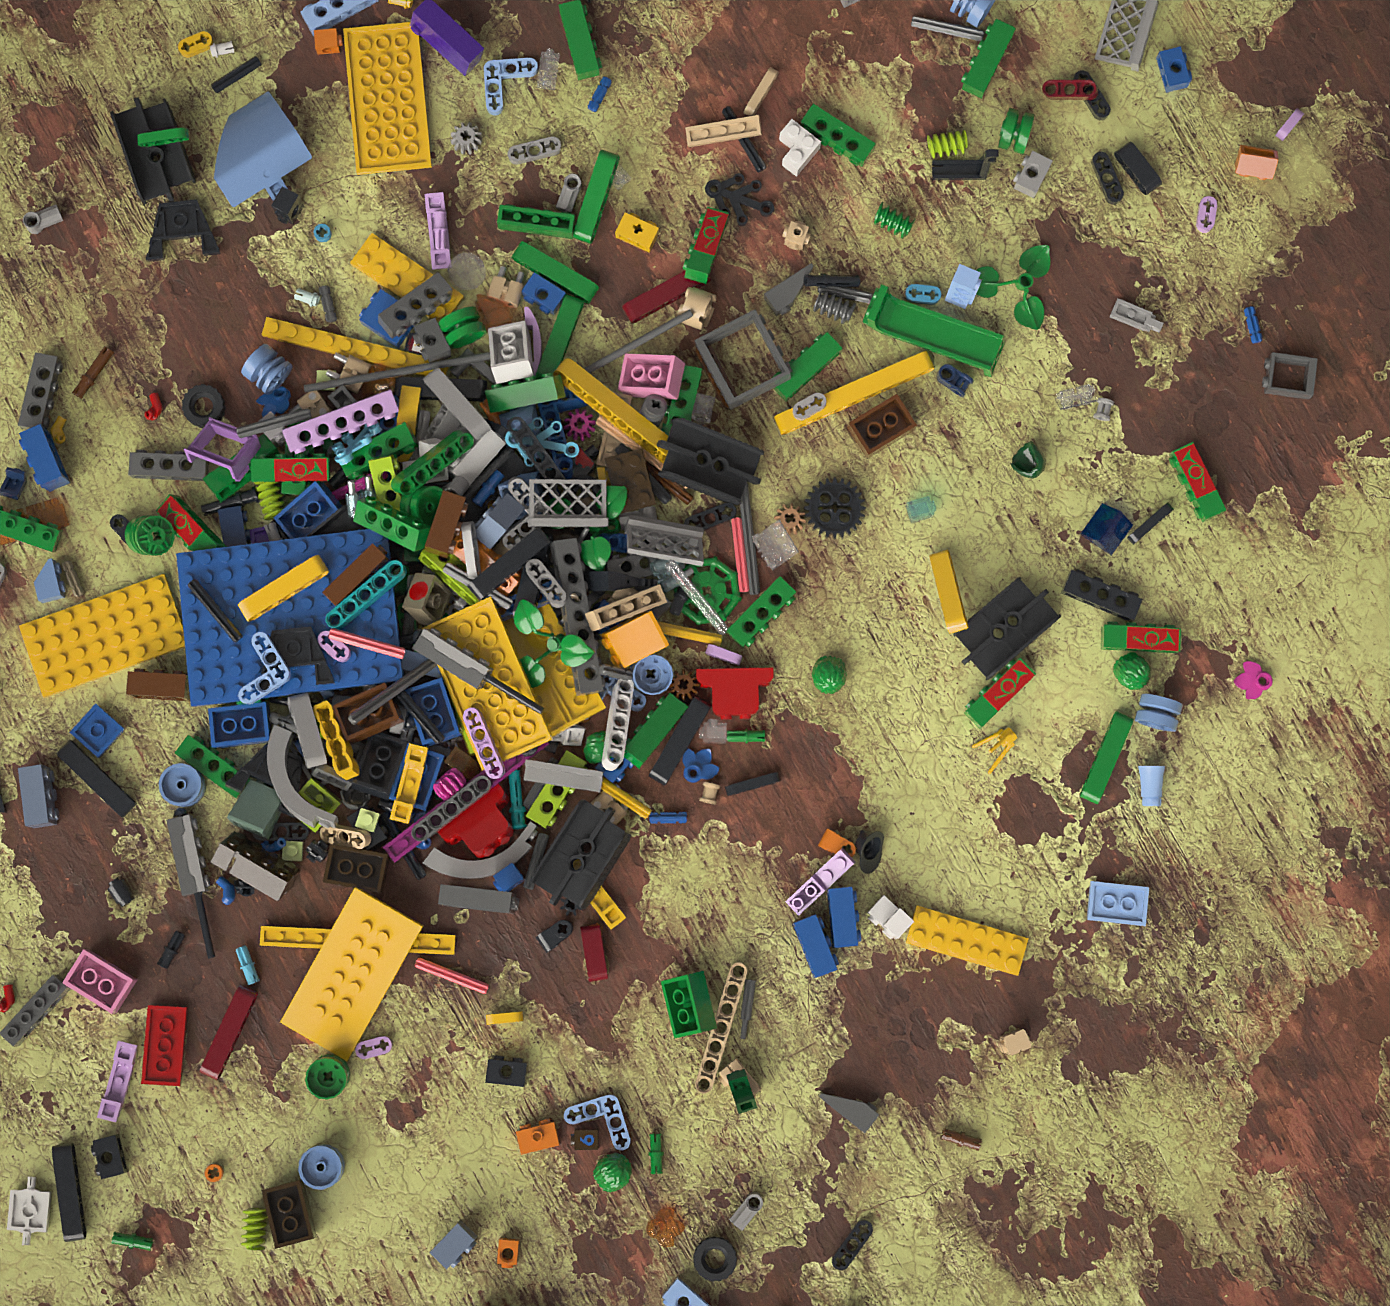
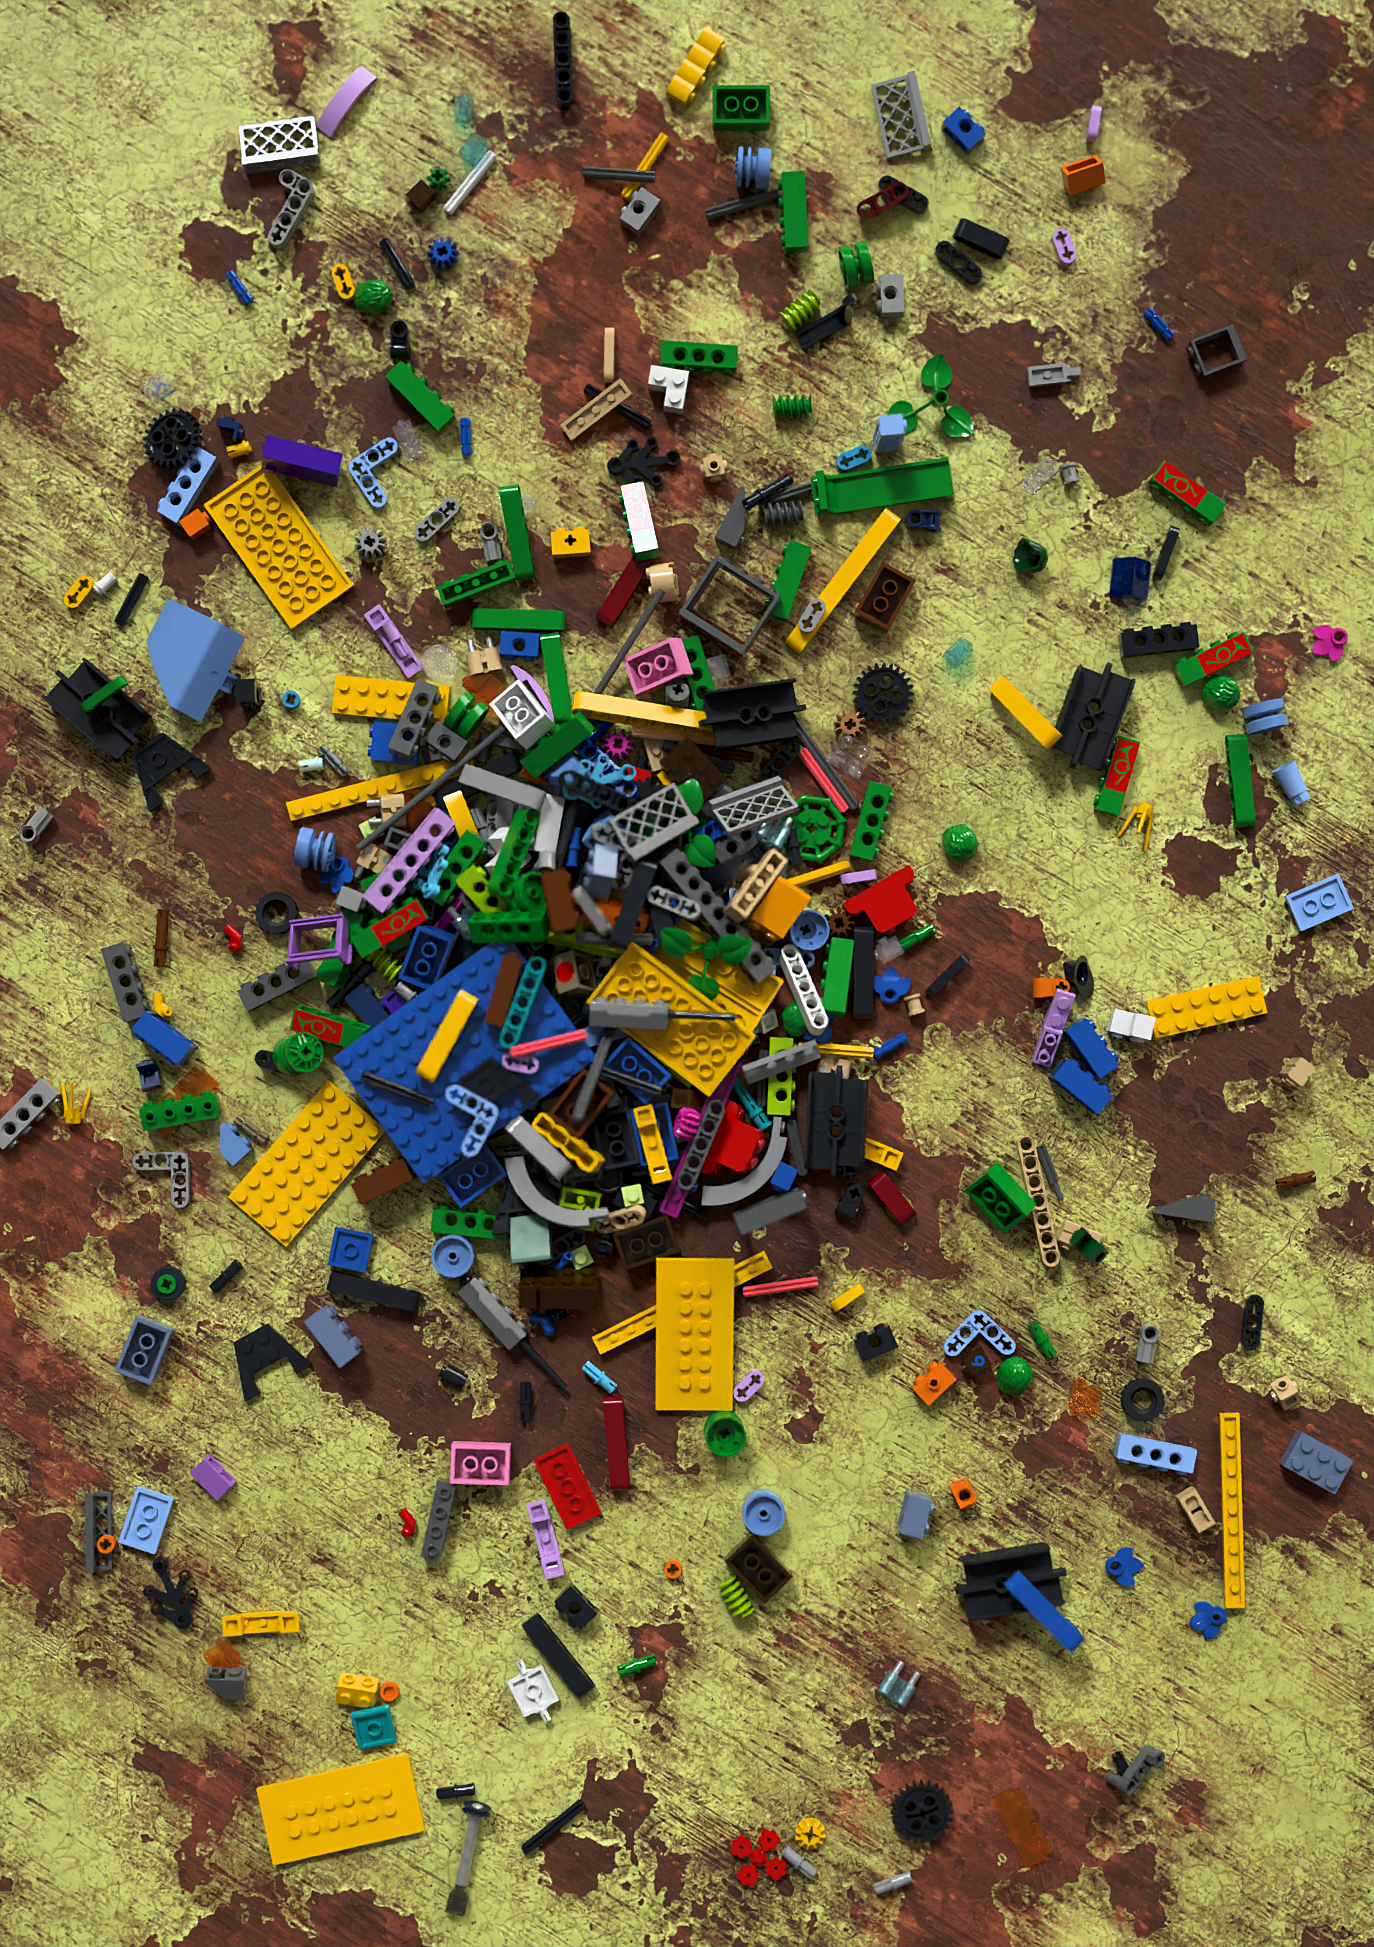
camera: 30 degrees left, 5 degrees up
(273, 423) = (352, 894): dark grey axle -> none
(481, 744) = (696, 1074): lavender beam -> none
(615, 672) = (777, 946): dark grey axle -> none
(696, 597) = (808, 840): clear axle -> none

